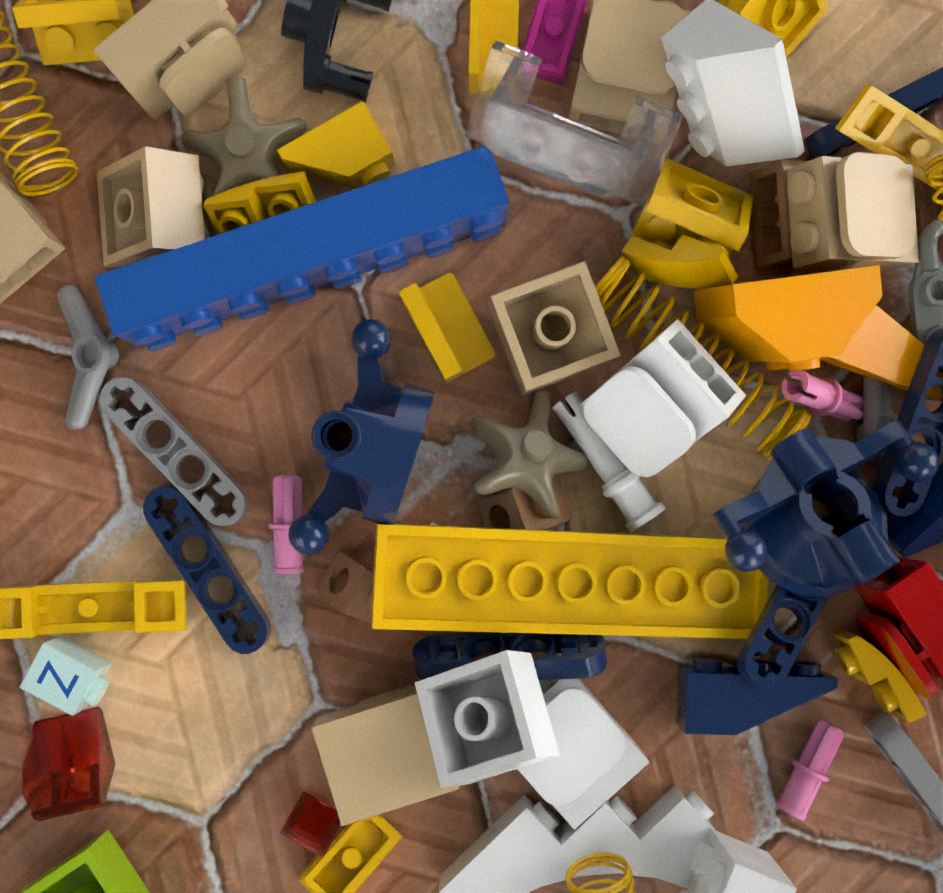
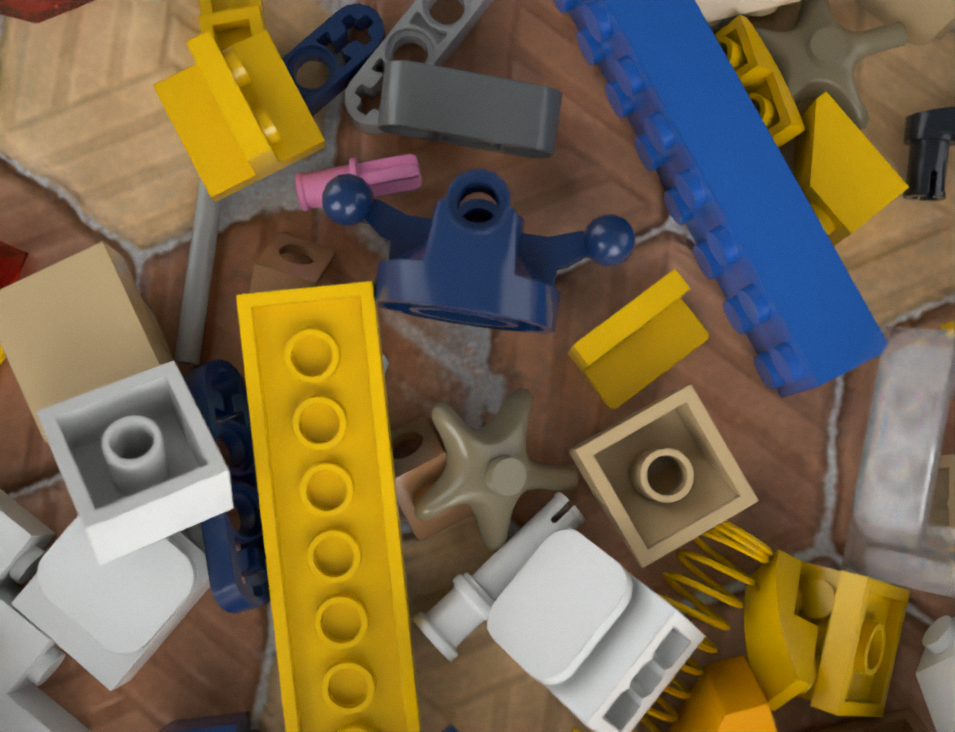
camera: 80 degrees right, 5 degrees down
(221, 610) = (238, 113): none -> yellow bracket
(246, 429) = (469, 109): none -> dark grey beam
(338, 658) = (198, 278): none -> light grey bar

